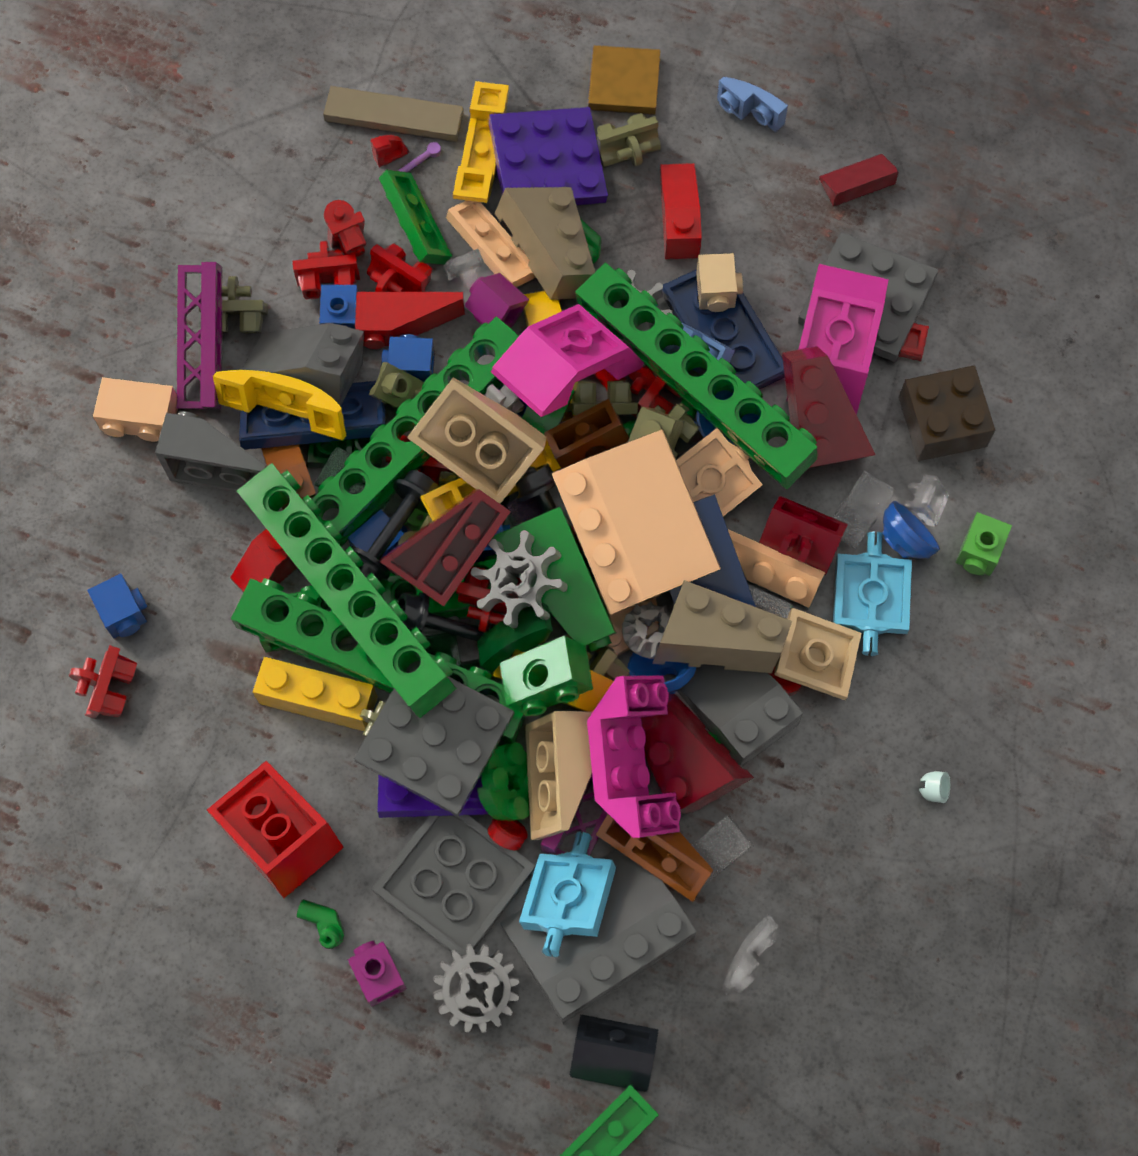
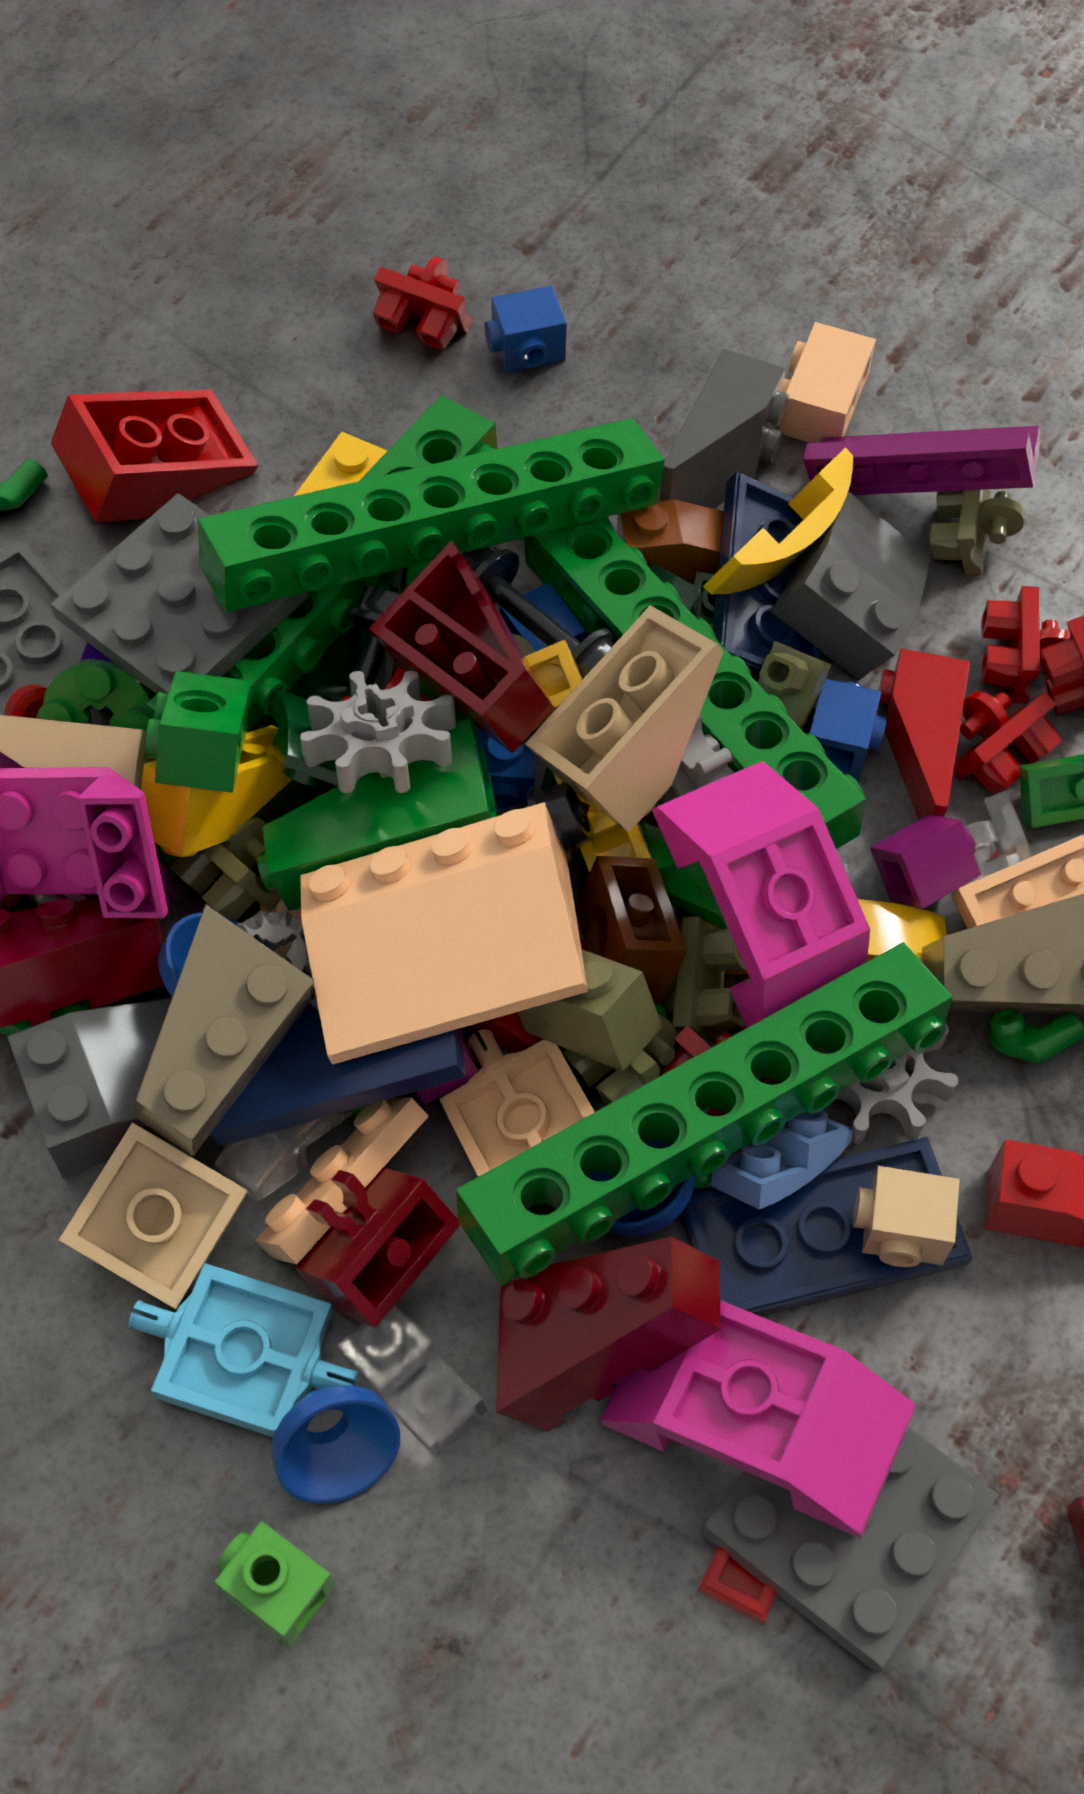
camera: 100 degrees right, 10 degrees down
(338, 305) = (950, 635): blue brick -> none
(928, 500) = (392, 1503): clear tile -> none
(946, 413) = (561, 1588): dark brown brick -> none

